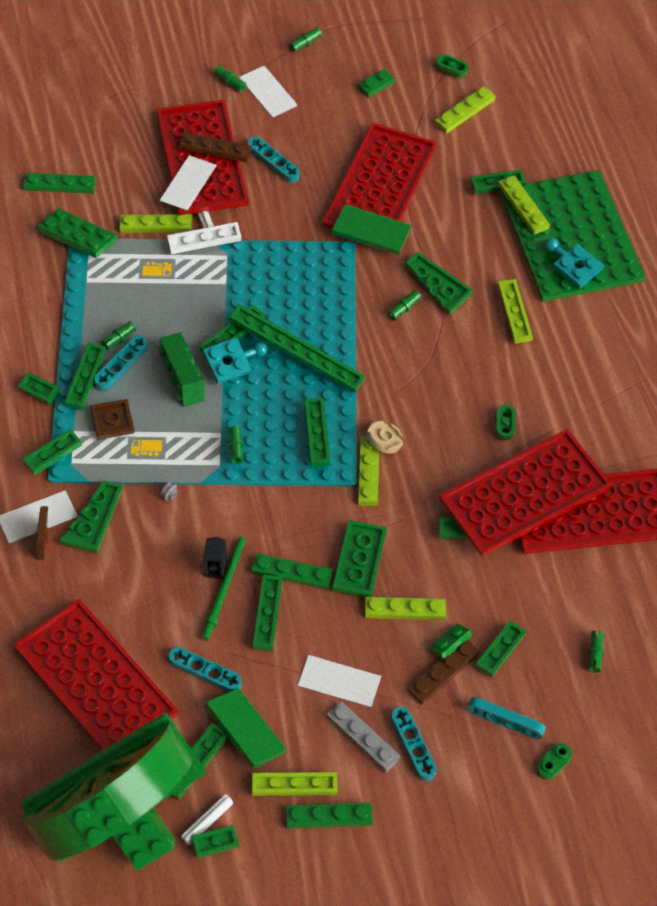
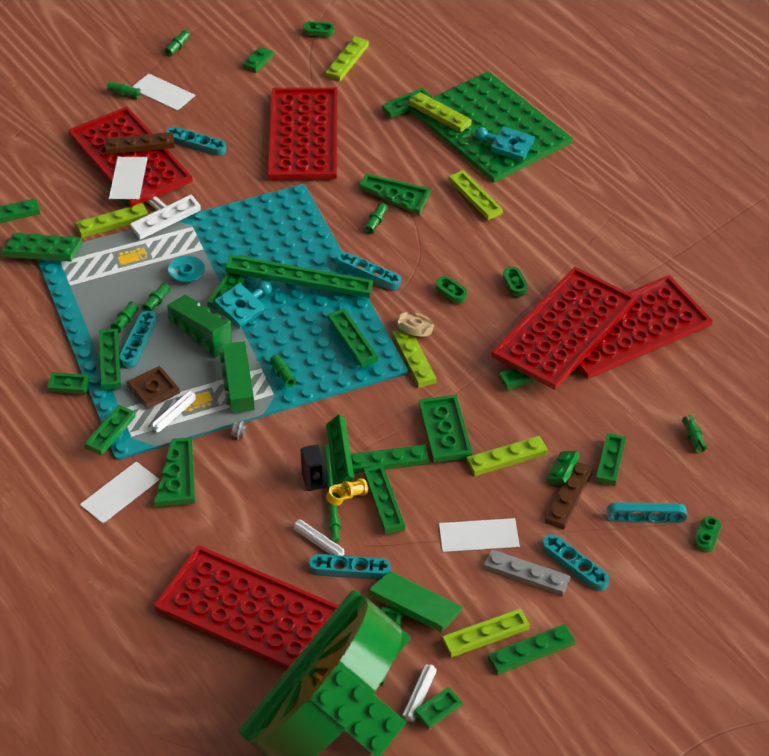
camera: 20 degrees left, 10 degrees down
(42, 533) = (135, 499): reddish brown tile -> none
(118, 451) = (172, 412): none -> white axle
(156, 324) = (156, 297): none -> green pin
(190, 631) = (318, 538): none -> white axle
(191, 437) = (238, 377): none -> green brick
(197, 302) = (186, 268): none -> teal dish
(236, 592) = (347, 491): none -> yellow connector
(249, 548) = (339, 450): none -> green plate
(371, 229) = (316, 167): green tile -> none
(371, 360) = (386, 279): none -> teal beam
(439, 412) = (451, 289): none -> green plate

